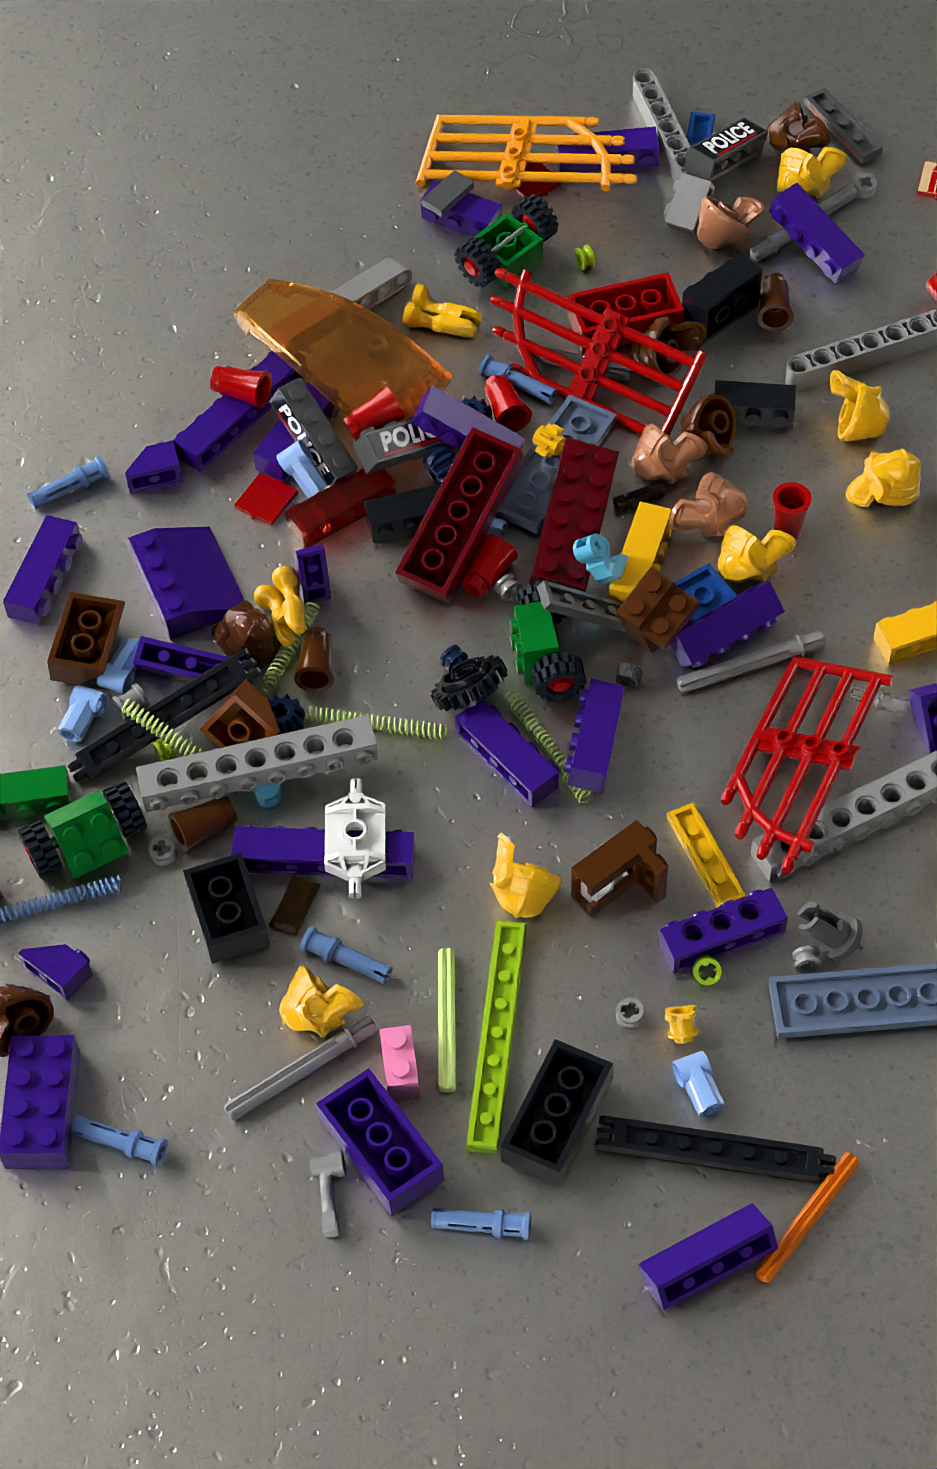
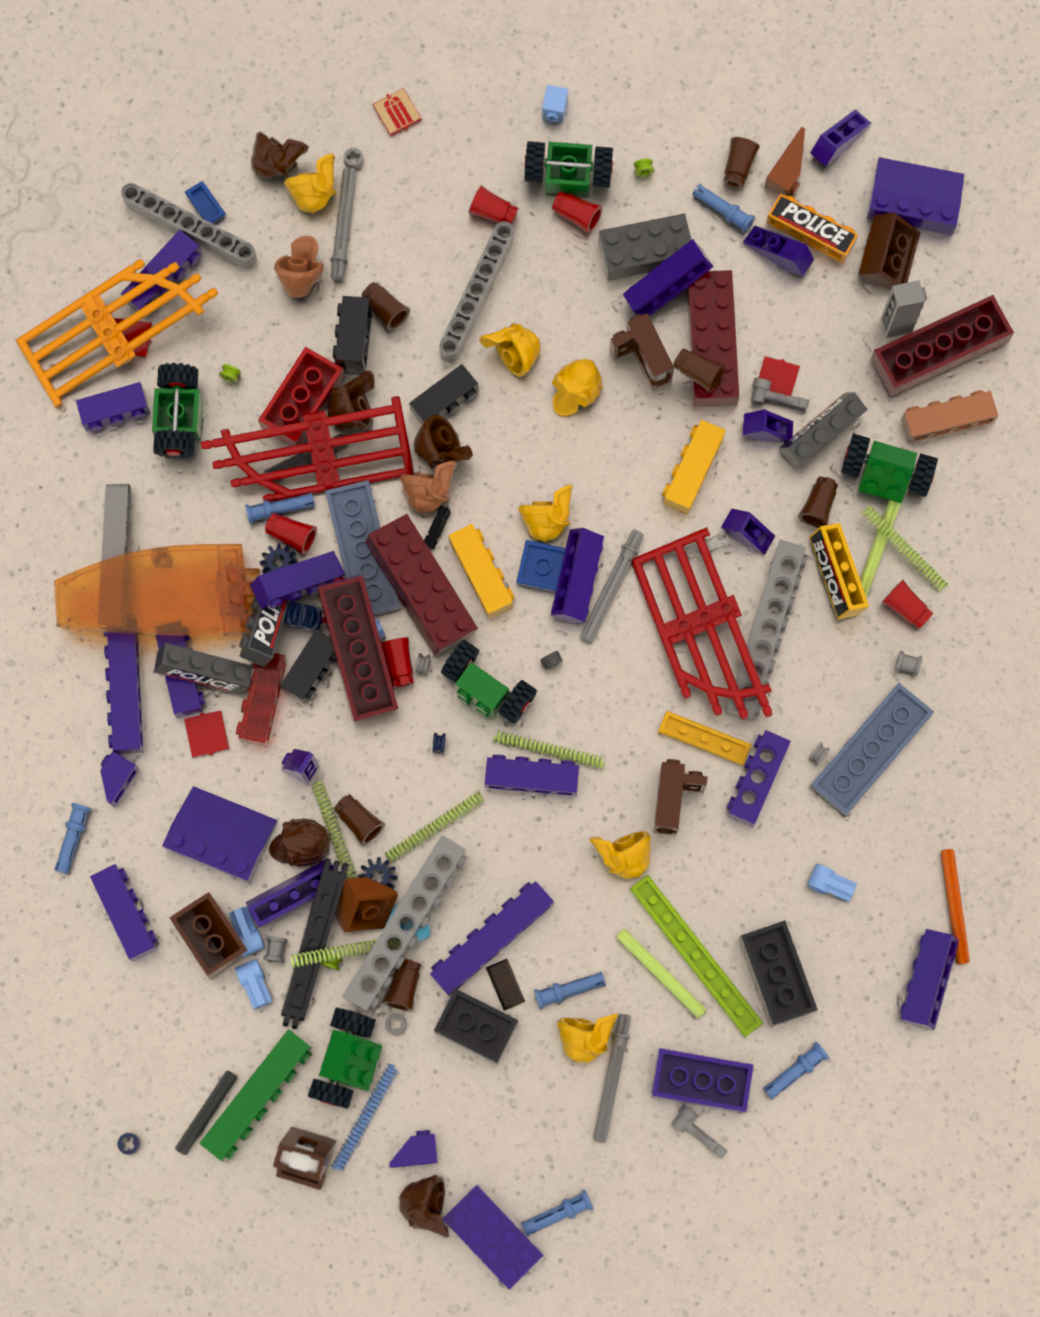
camera: 45 degrees left, 20 degrees up
(242, 384) = (119, 674): red plant -> none
(284, 603) = (314, 809): yellow piece -> none
(298, 462) = (215, 697): light blue piece -> none
(359, 856) = (520, 929): white plate -> none
(374, 413) = (231, 624): red plant -> none
(400, 1063) = (665, 1025): bright pink brick -> none
(448, 193) = (98, 405): dark grey tile -> none
(448, 317) = (187, 495): yellow piece -> none
(469, 683) = (470, 754): black gear -> none
(549, 440) = (352, 540): yellow gear -> none
(579, 605) = (492, 642): dark grey plate -> none
(595, 552) = (470, 602): medium azure leg -> none
(595, 736) = (575, 721): dark purple brick -> none
(635, 1020) = (748, 872): light grey bush -> none
(656, 611) = (546, 611): reddish brown brick -> none
(681, 1023) = (790, 856): yellow brick -> none
(686, 203) = (262, 276): light grey brick -> none
(708, 980) = (769, 807): lime bush -> none
(713, 1149) = (873, 914): black hinge -> none
(716, 507) = (499, 497): nougat head -> none
(725, 149) = (245, 211): dark grey brick -> none
(790, 507) = (545, 455): red plant -> none
(816, 233) = (364, 230): dark purple brick -> none
(837, 934) = (824, 724): dark grey piece -> none
(843, 125) = (295, 119): dark grey plate -> none

